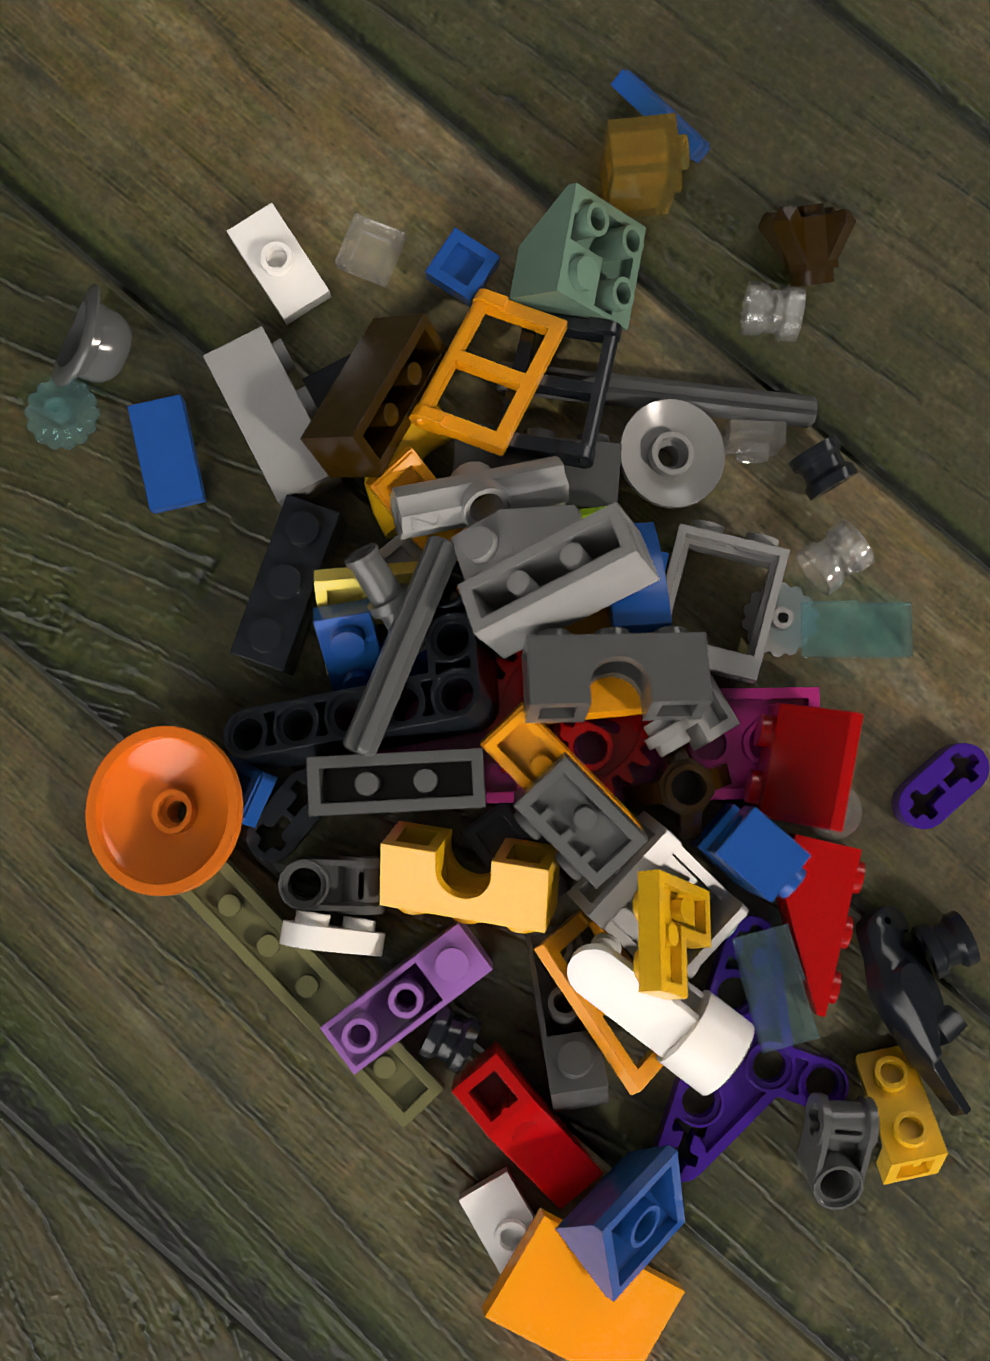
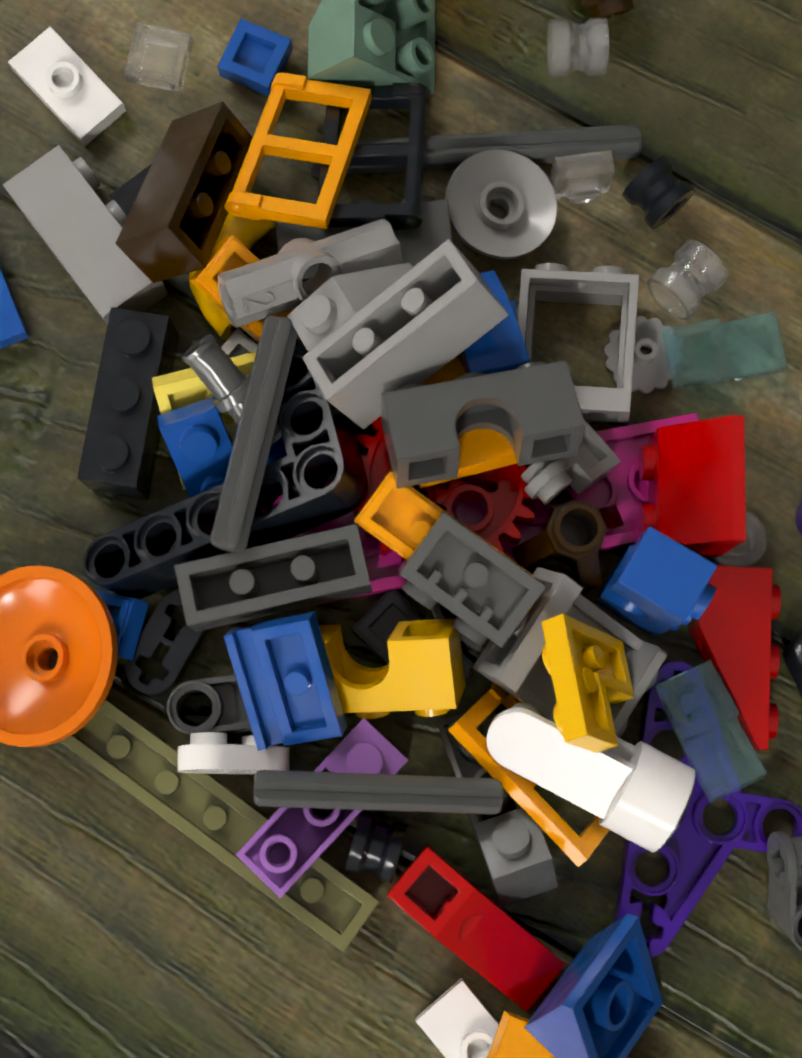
camera: 10 degrees left, 5 degrees down
(392, 880) = (286, 681): none -> blue plate
(459, 997) = (377, 792): none -> dark grey axle

